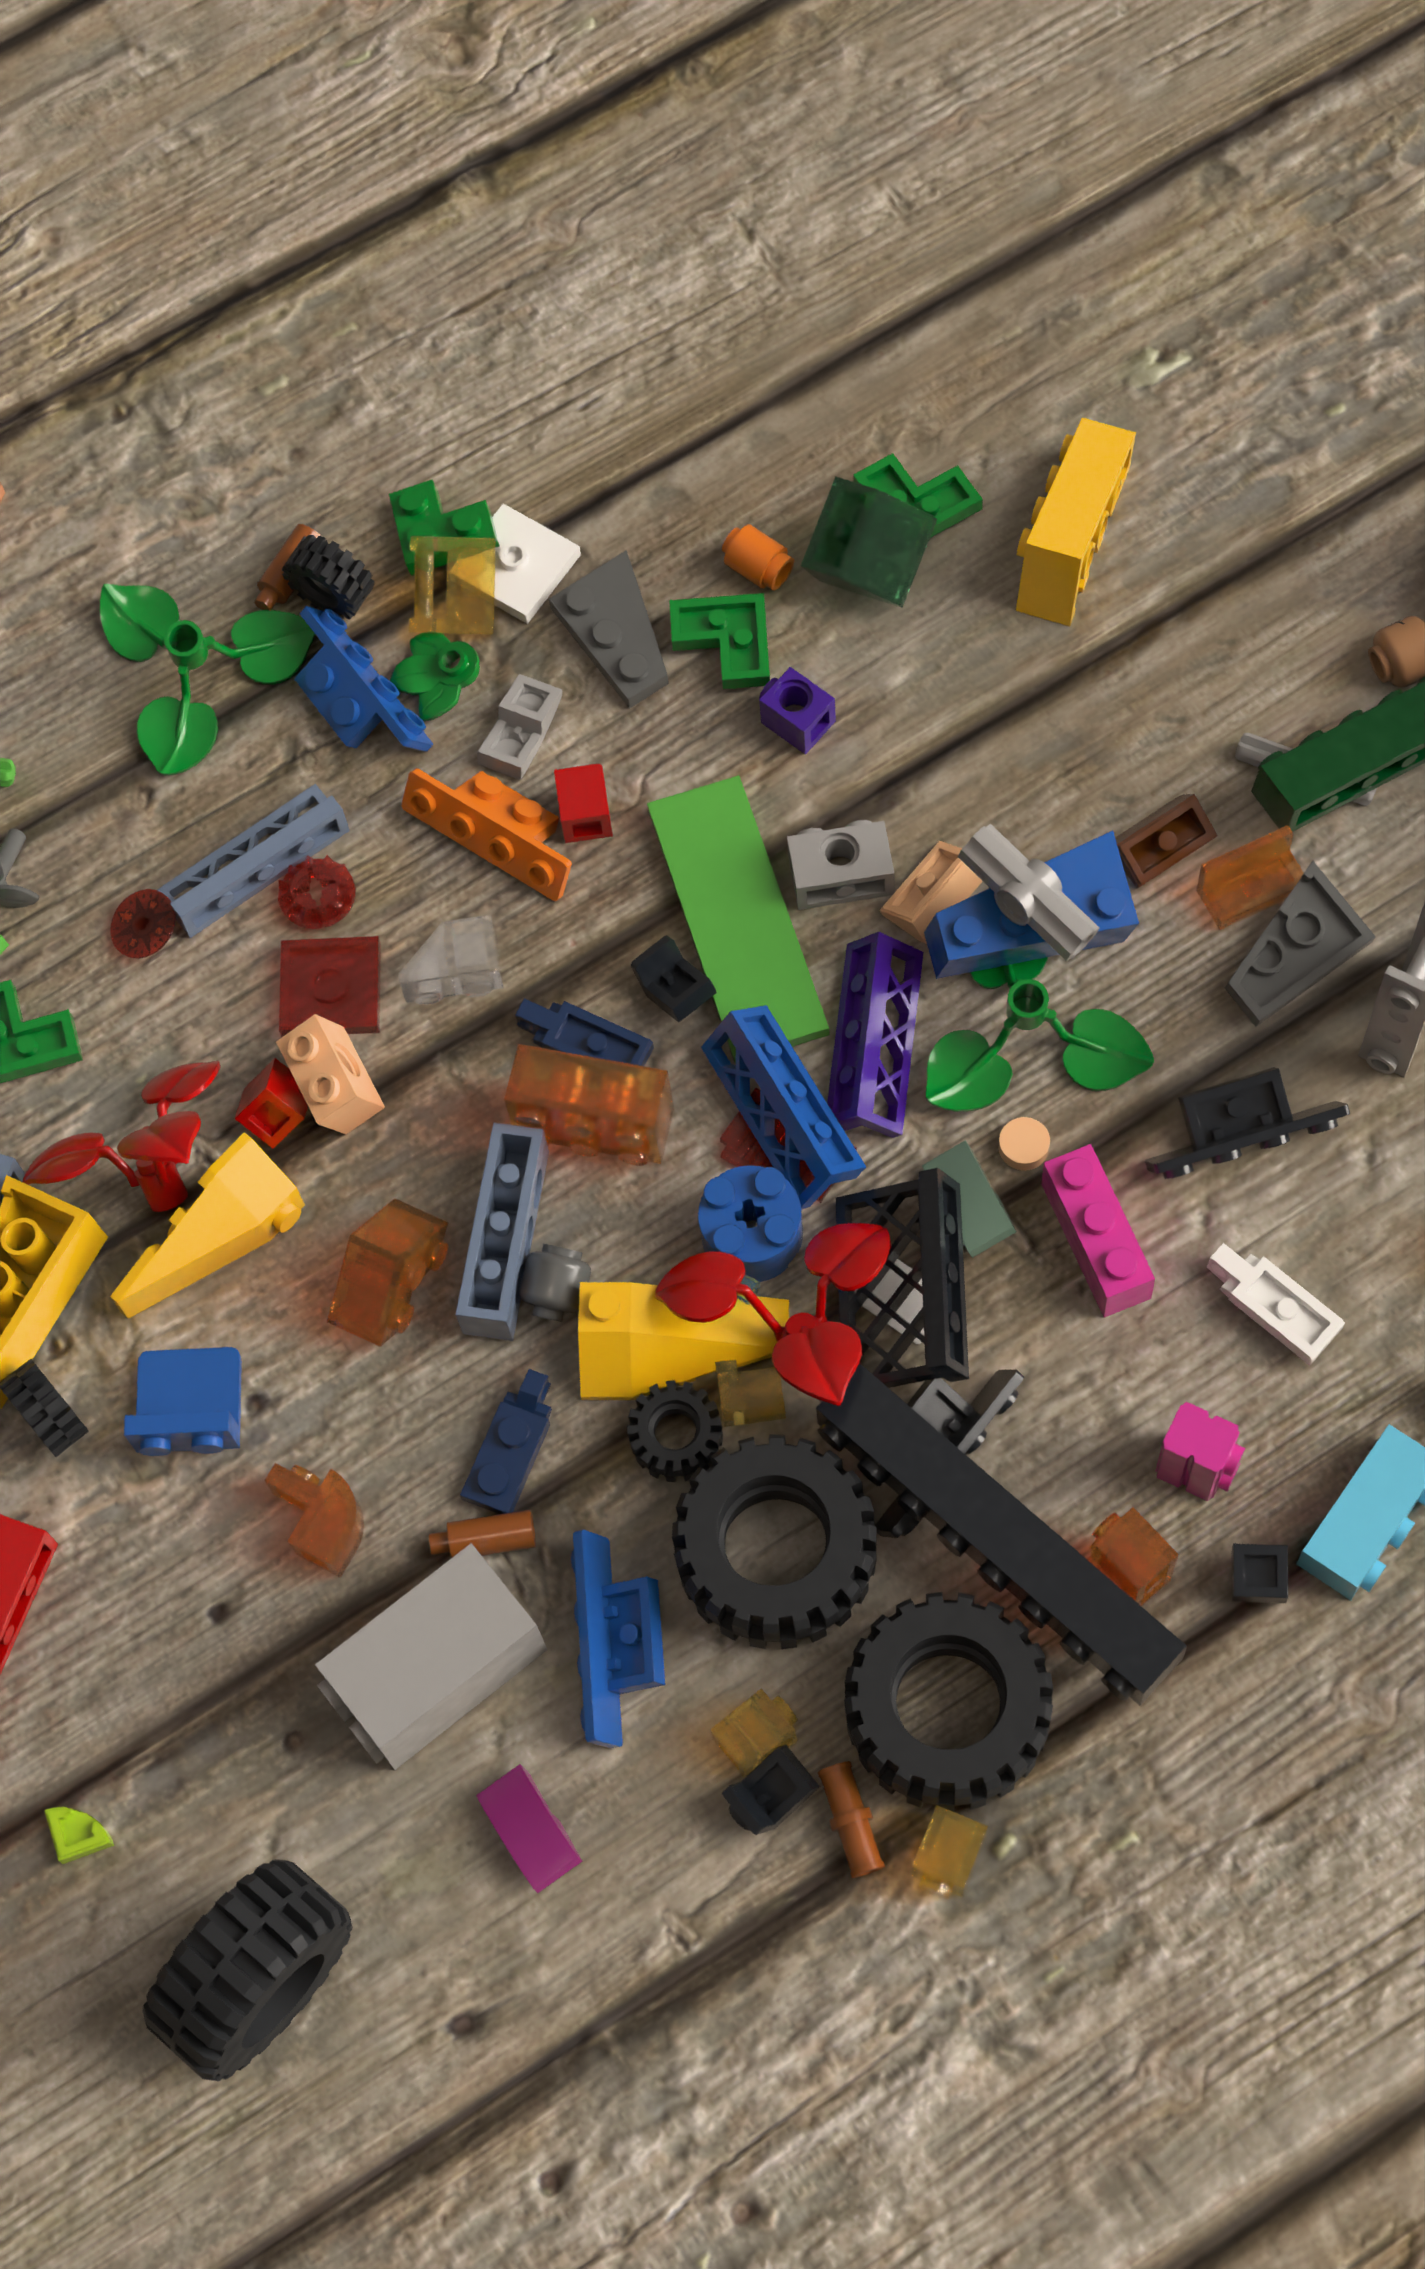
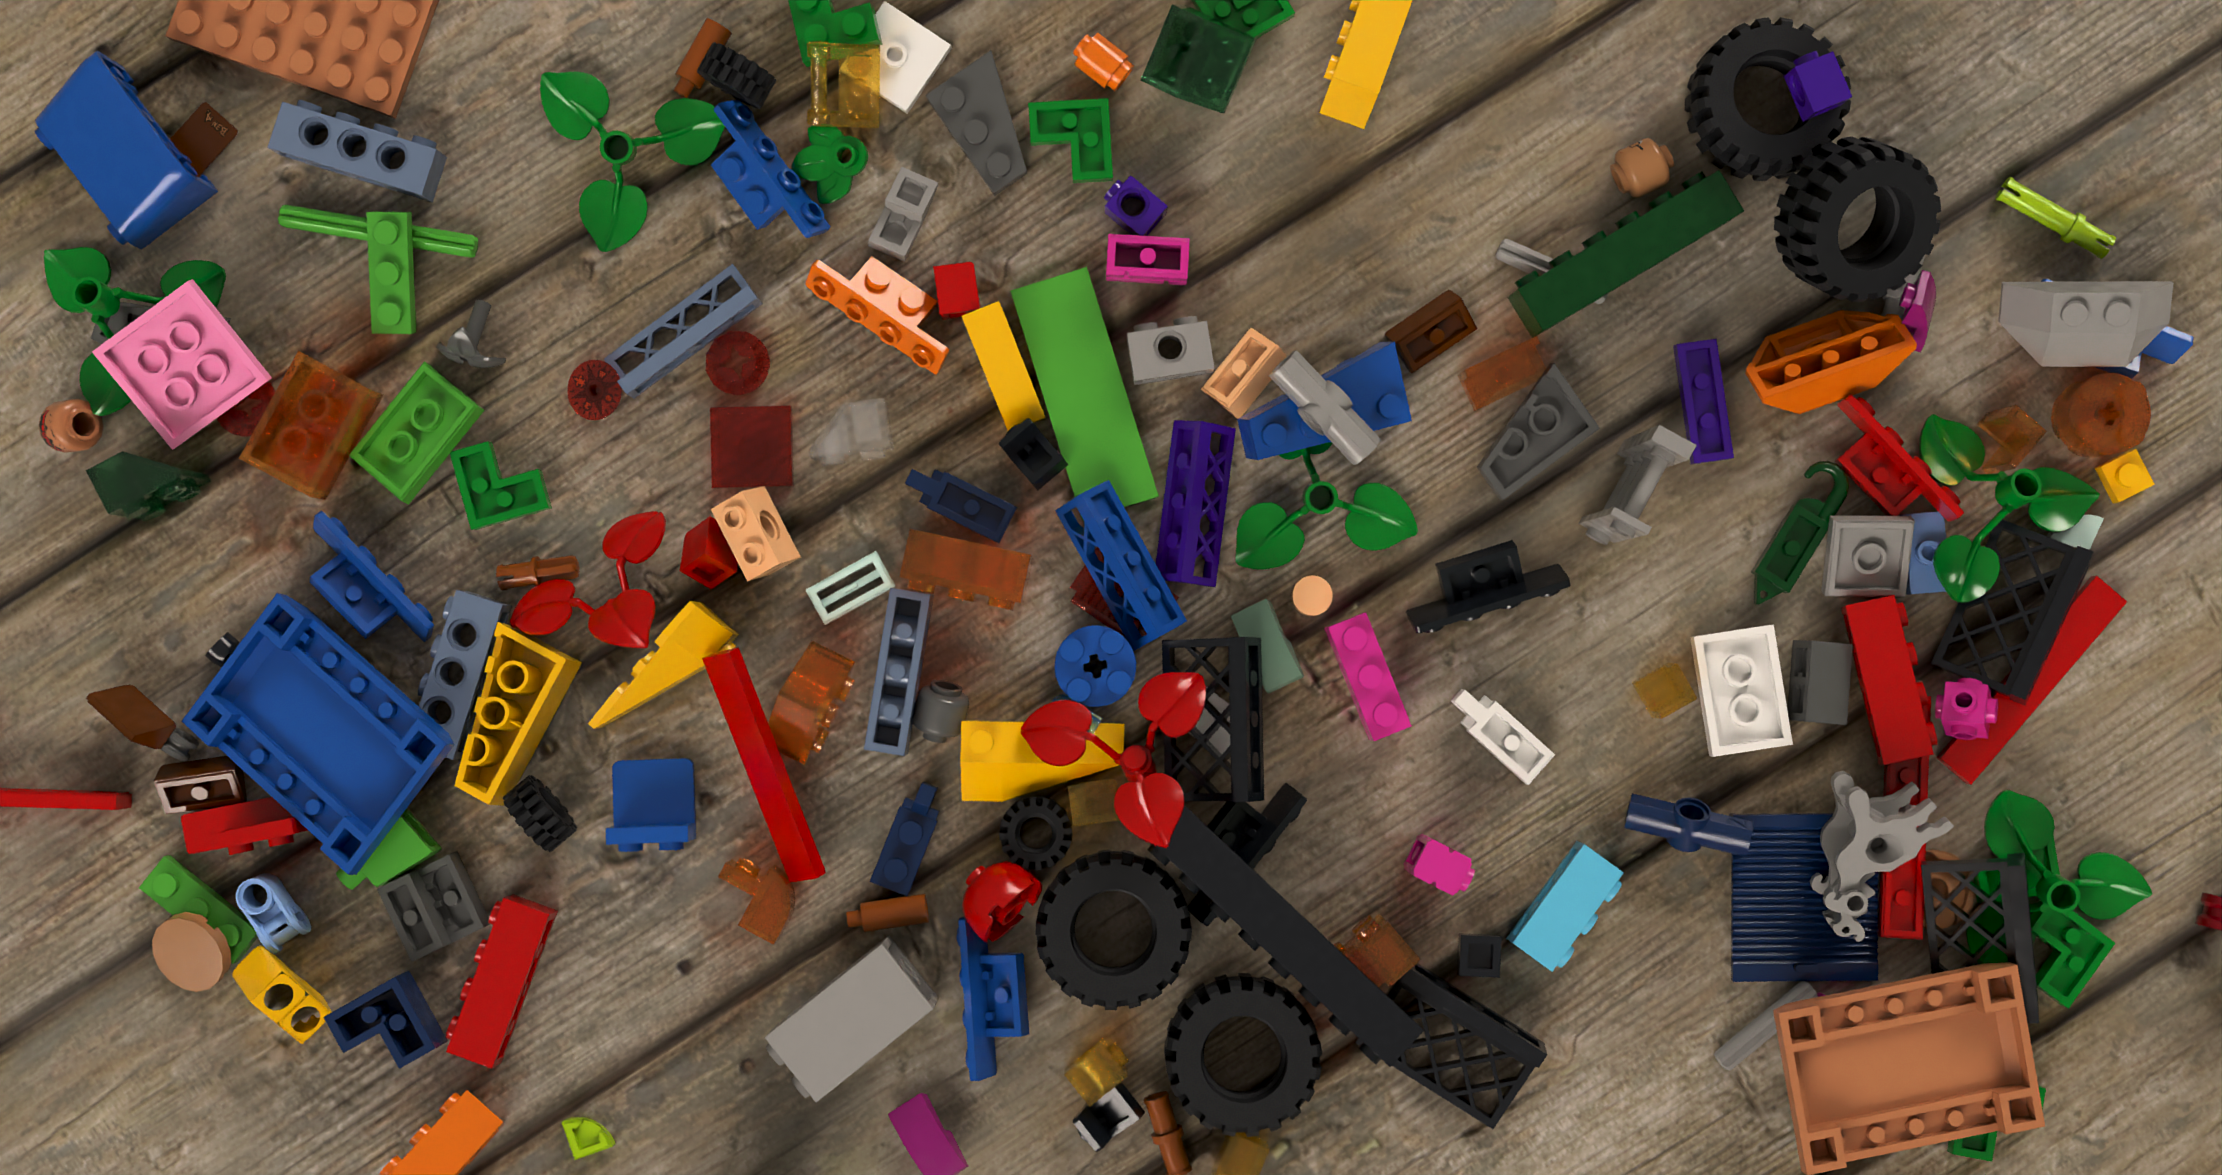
camera: 10 degrees left, 20 degrees up
(47, 1131) = (537, 571): none -> dark orange axle
(330, 1345) = (764, 765): none -> red tile
(452, 1161) = (880, 571): none -> light aqua tile
(626, 1508) = (997, 897): none -> red cylinder
(635, 878) = (1003, 365): none -> yellow slope
(811, 759) = (1147, 259): none -> dark pink brick
(1265, 1664) = (1478, 1021): none -> black fence

